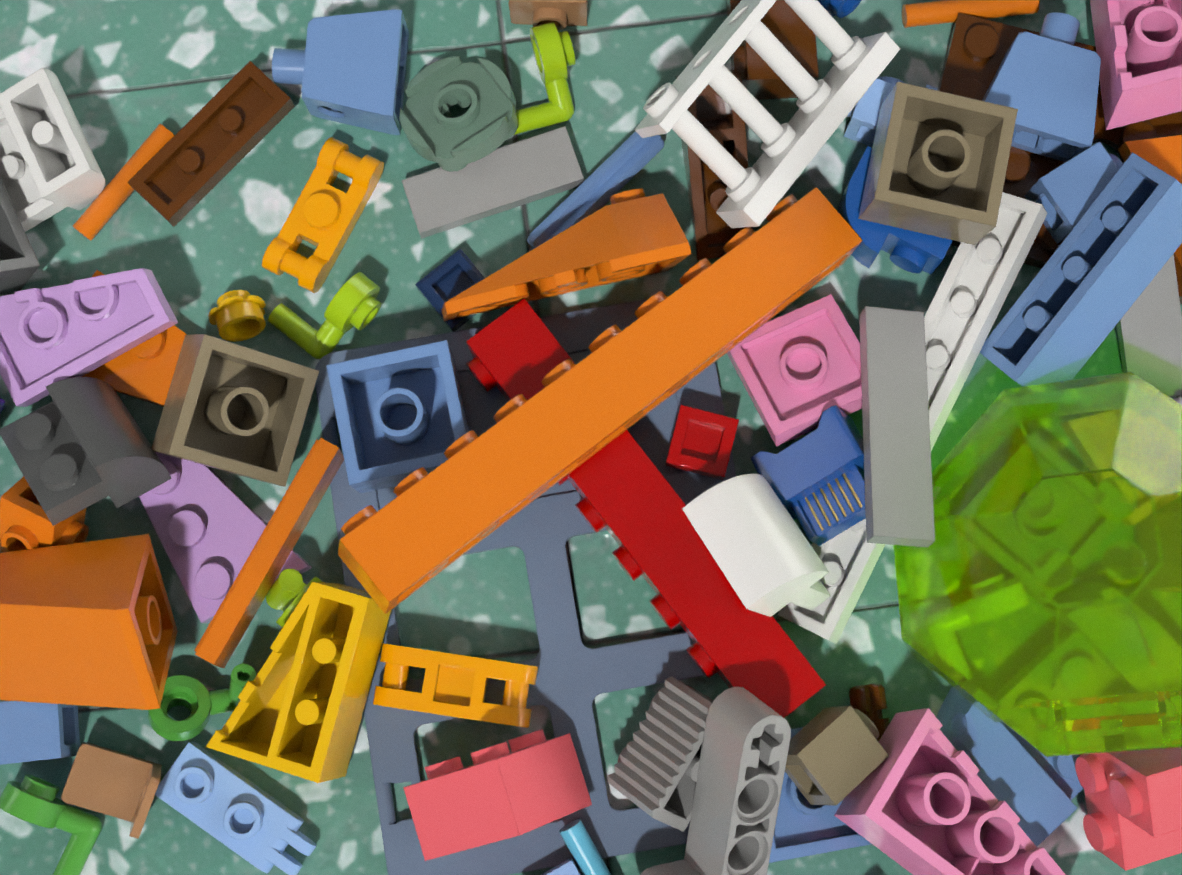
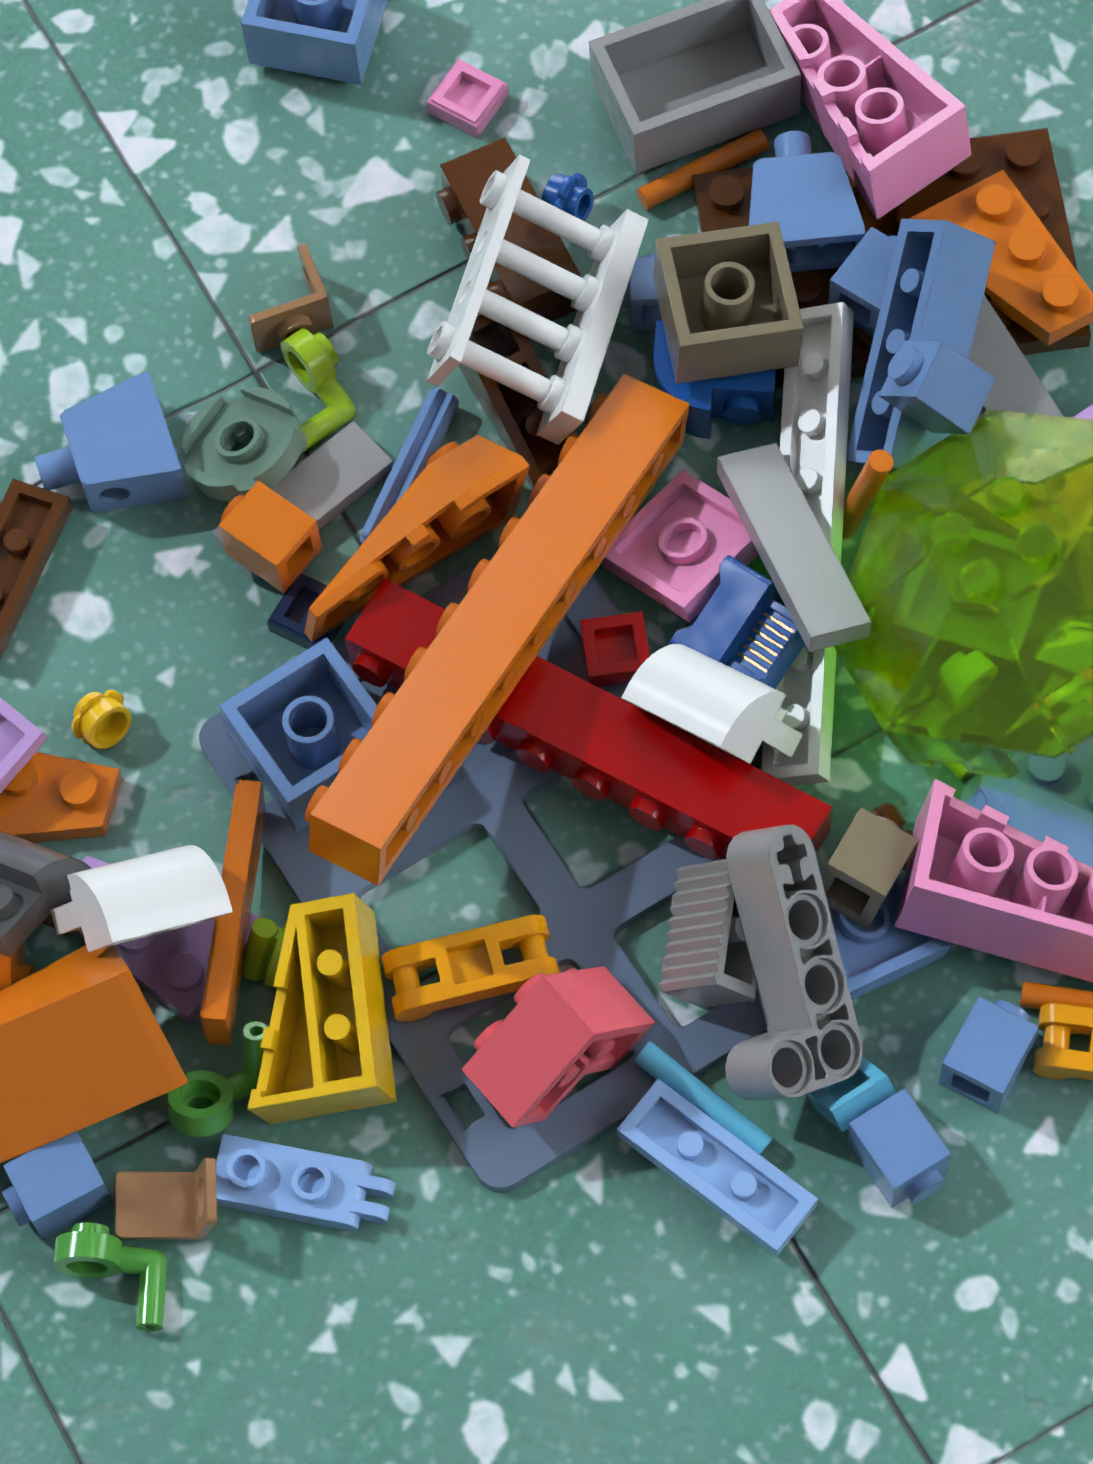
camera: 20 degrees left, 15 degrees down
(183, 530) = (143, 897): none -> white brick
(235, 409) = (139, 788): dark tan brick -> none
(323, 215) = (146, 595): light orange plate -> none
(351, 307) = (213, 664): lime plate -> none
(443, 210) = (269, 535): none -> orange brick
(988, 394) = (865, 490): none -> orange piece
(1094, 334) = (936, 386): none -> medium blue brick

